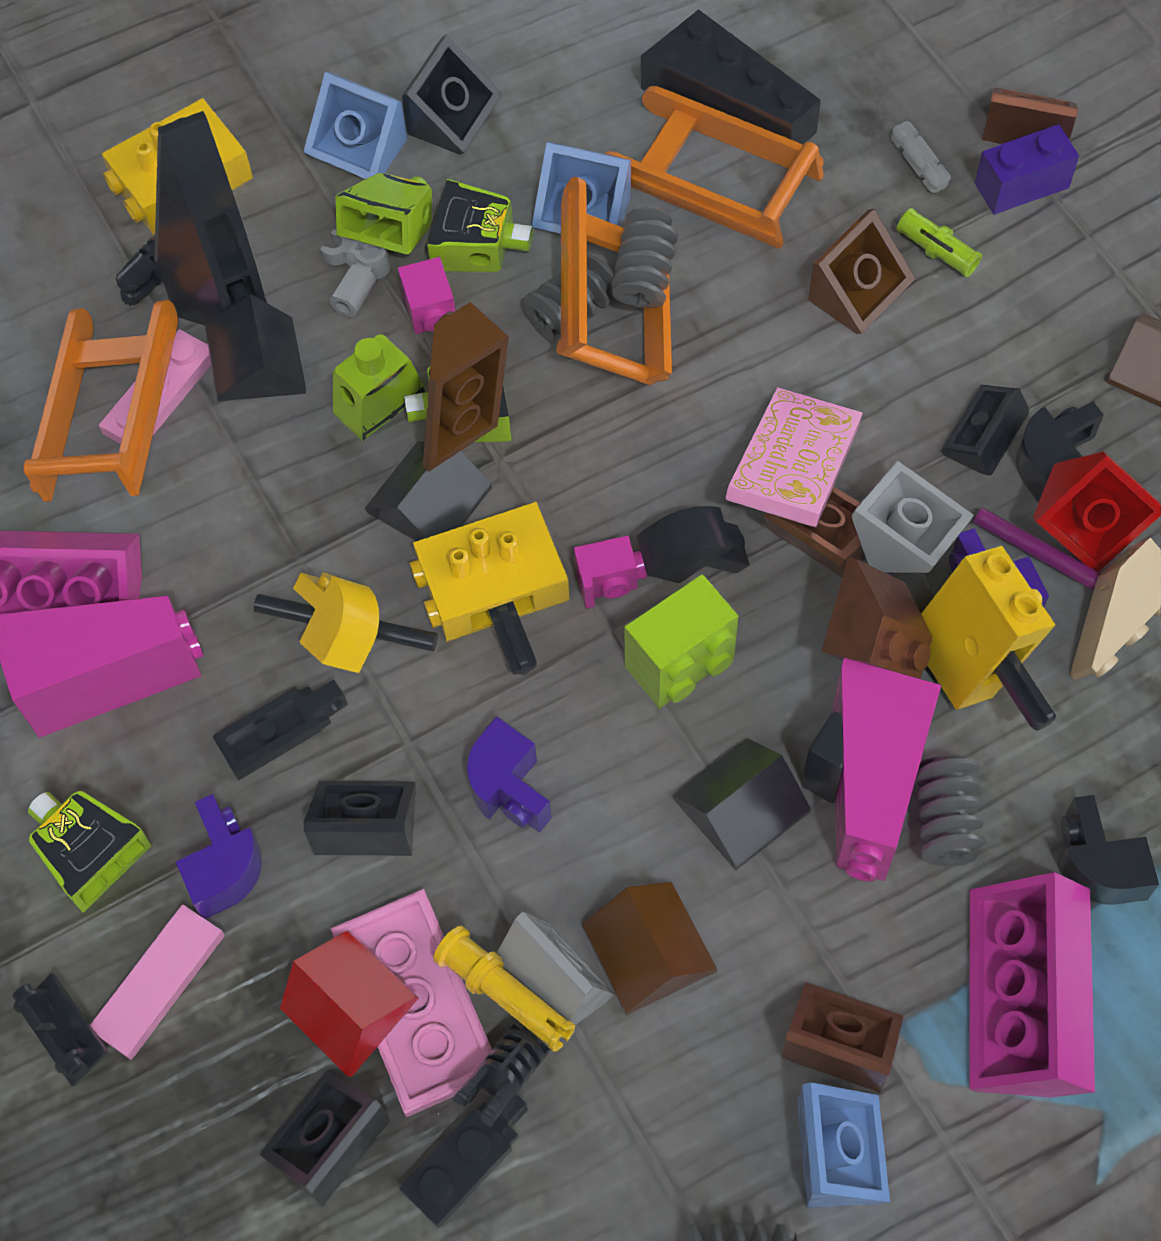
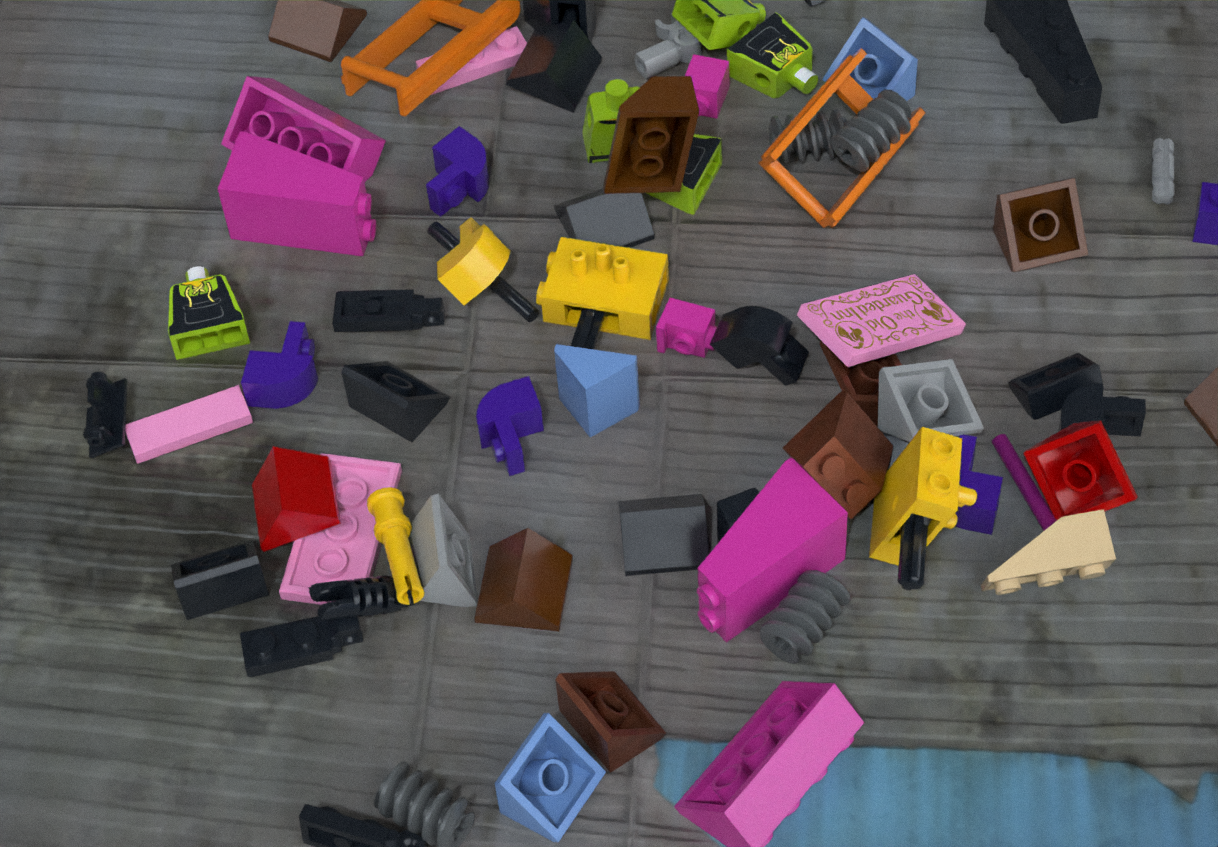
camera: 35 degrees right, 10 degrees down
(245, 517) = (460, 169): none -> dark purple brick
(570, 688) = (597, 386): none -> medium blue slope
(681, 642) = (695, 396): lime brick -> none
(688, 115) = (995, 55): orange piece -> none
(916, 226) = (1126, 237): lime pin -> none
(1111, 870) = (890, 719): black brick -> none

